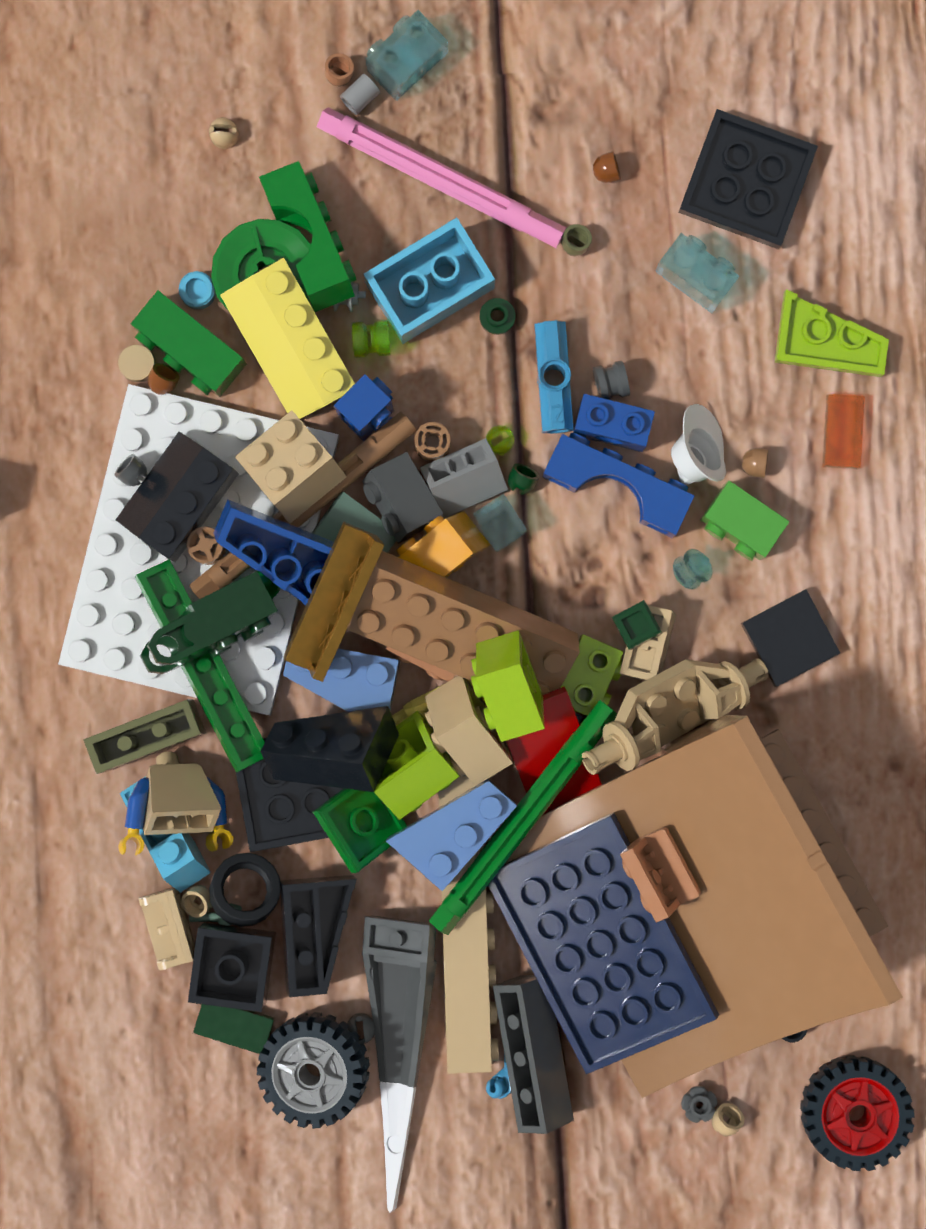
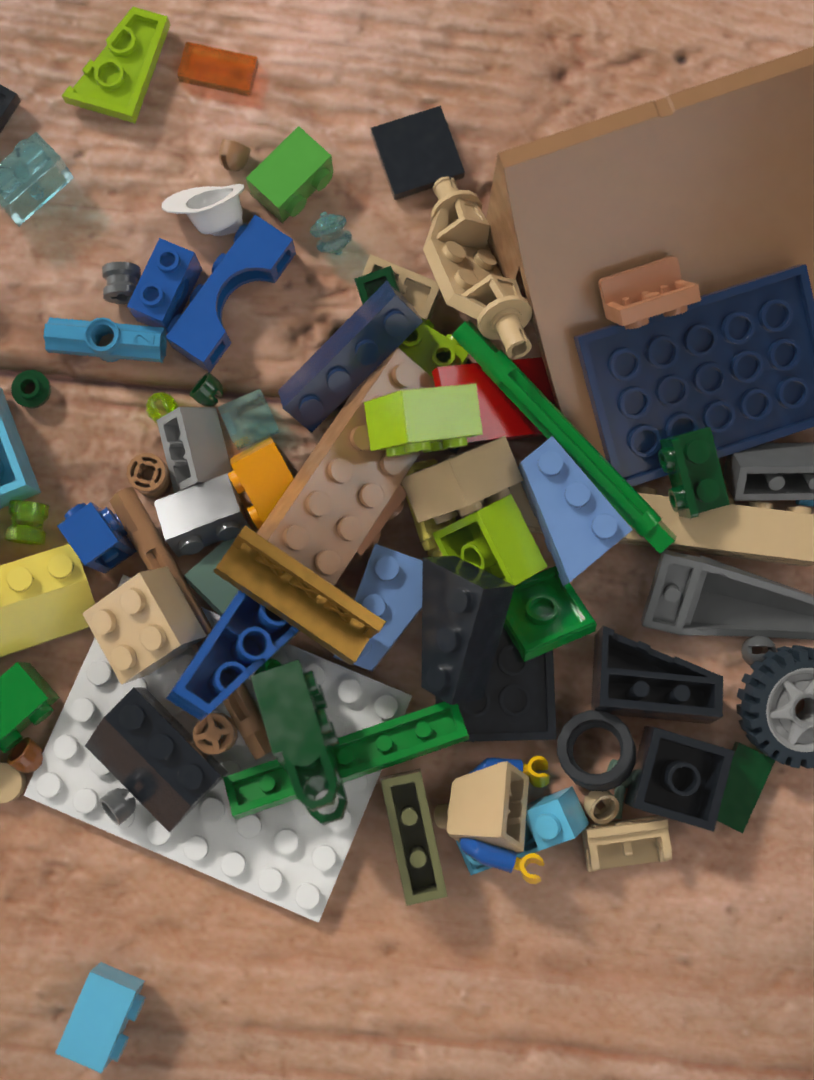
camera: 80 degrees left, 5 degrees down
(509, 943) = (693, 472): none -> dark green bracket
(568, 608) = (349, 356): none -> dark blue brick

